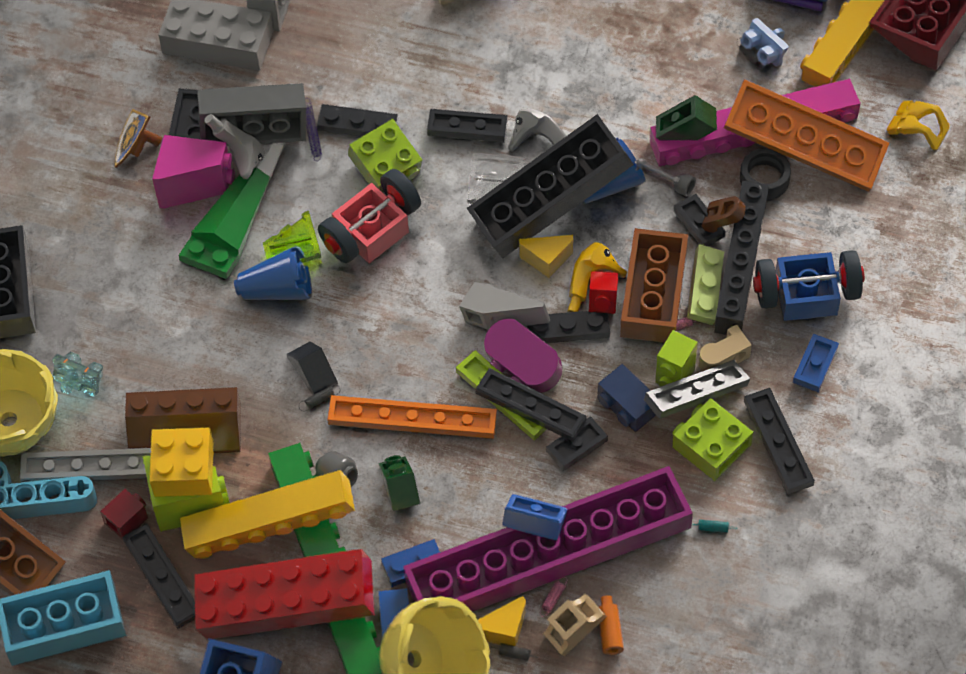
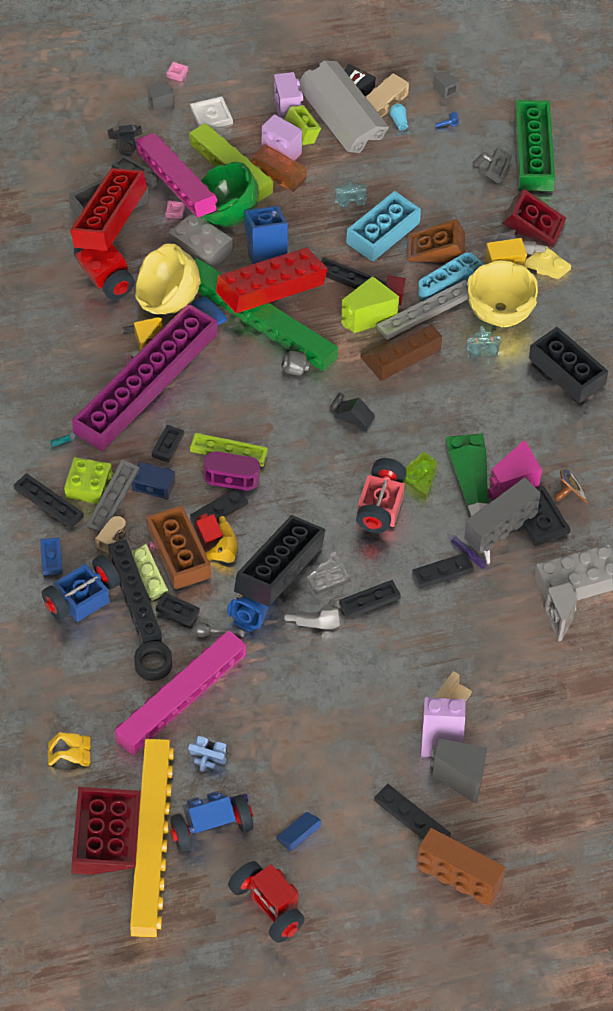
camera: 145 degrees right, 5 degrees down
(181, 462) = (371, 293): yellow brick -> none
(244, 148) = (486, 496): light grey animal -> none
(267, 515) = (306, 313): yellow brick -> none
(276, 278) = (409, 443): blue cone -> none
(384, 150) = (403, 546): lime brick -> none
(394, 563) = (219, 344): blue plate -> none
(399, 482) = (255, 374): dark green slope -> none
(412, 416) = (274, 413): orange plate -> none
(487, 305) = (266, 488): light grey slope -> none
(531, 404) = (206, 444): black tile -> none
(534, 516) = (160, 374): blue slope -> none
(546, 253) = (257, 538): yellow slope -> none
(573, 623) = (106, 346): tan brick -> none
(610, 627) = (87, 361): orange cylinder -> none
(676, 359) = (135, 504): lime brick -> none
(687, 120) = (220, 648): dark green slope -> none
(723, 213) = (160, 603): reddish brown plate -> none
(806, 135) = (137, 686): orange plate -> none

